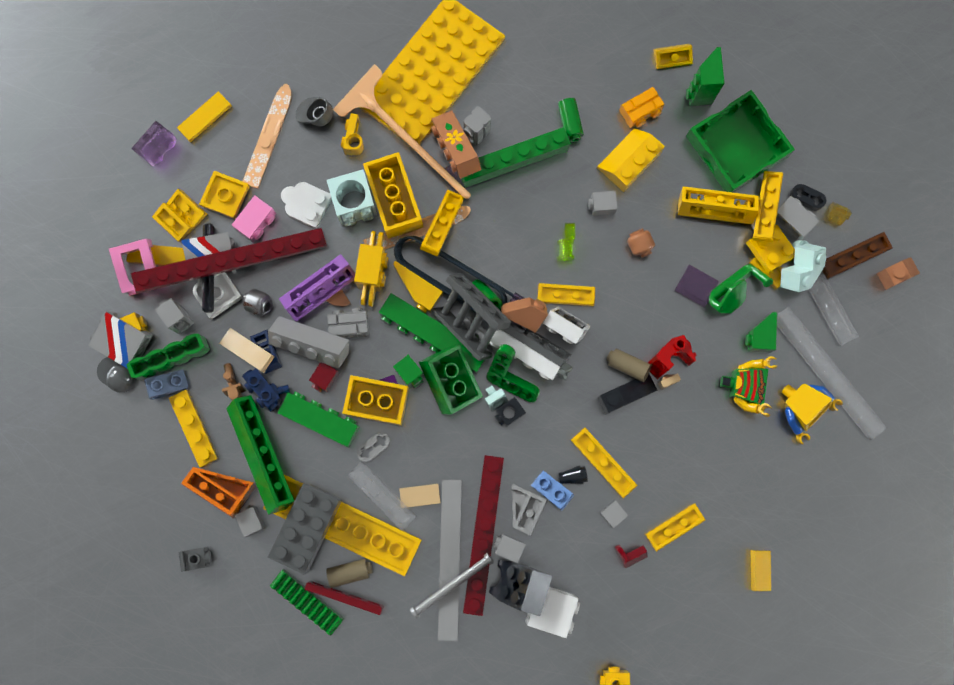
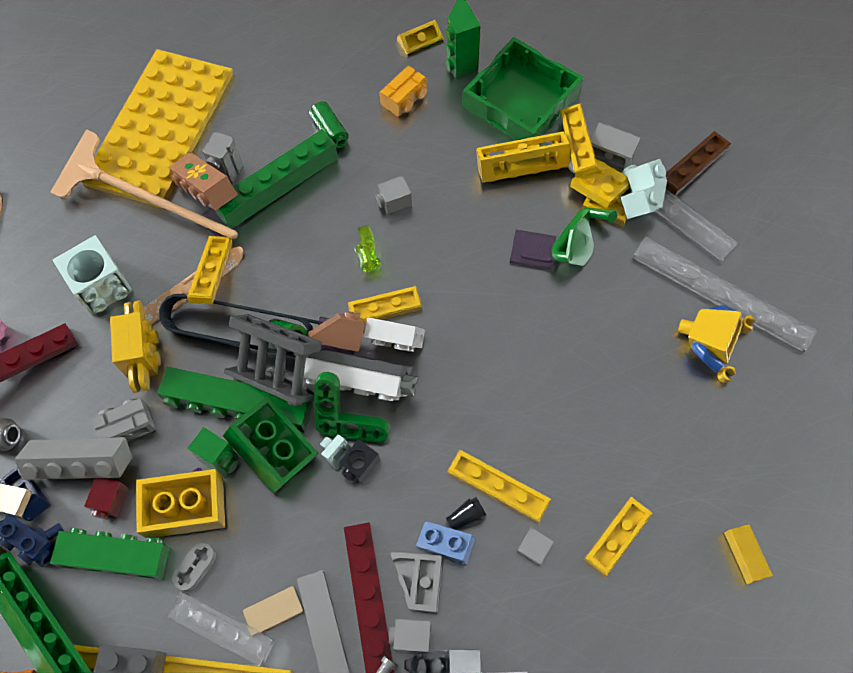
camera: 15 degrees left, 15 degrees down
(306, 203) = (41, 303): white plate -> none
(314, 111) = (32, 201): dark grey cap -> none
(317, 287) = (72, 391): medium lavender brick -> none
(339, 299) = (104, 398): nougat tile -> none
(351, 136) = (81, 218): yellow plate -> none
(393, 195) = (143, 258): yellow brick -> none
(422, 292) = (207, 355): yellow slope -> none
(626, 394) = (495, 393): black slope -> none
(629, 364) = (486, 356): dark tan brick -> none
(631, 158) = (411, 143): yellow slope -> none
(632, 557) = (579, 593): dark red tile -> none
(641, 242) = (451, 222): nougat head -> none
(668, 380) = (541, 361): tan tile -> none
(676, 347) = (525, 335): red tile -> none
(749, 385) = (638, 333): torso -> none
(763, 335) = (631, 275): green slope -> none
(808, 196) = (619, 121): black beam -> none
(840, 211) = (657, 124): clear yellow tile -> none
(898, 273) = (748, 166): nougat slope -> none

